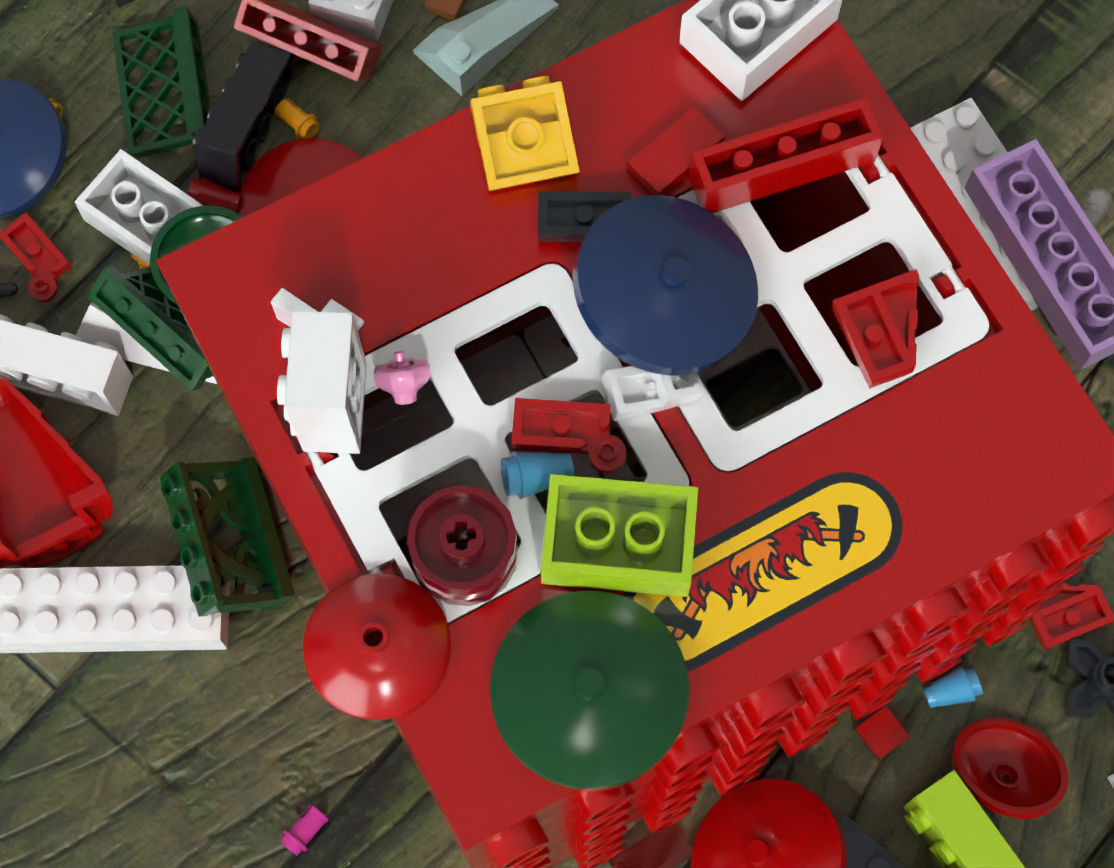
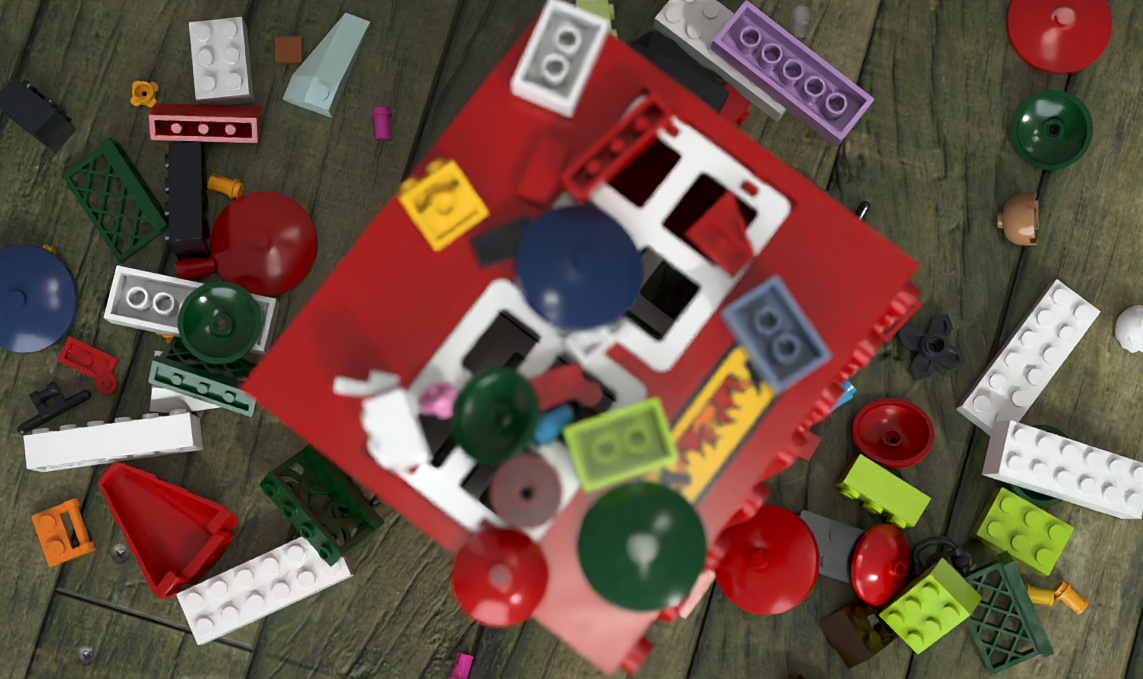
camera: 30 degrees left, 10 degrees up
(468, 425) = (482, 412): none -> dark green dish
(898, 480) = (775, 335): none -> sand blue brick

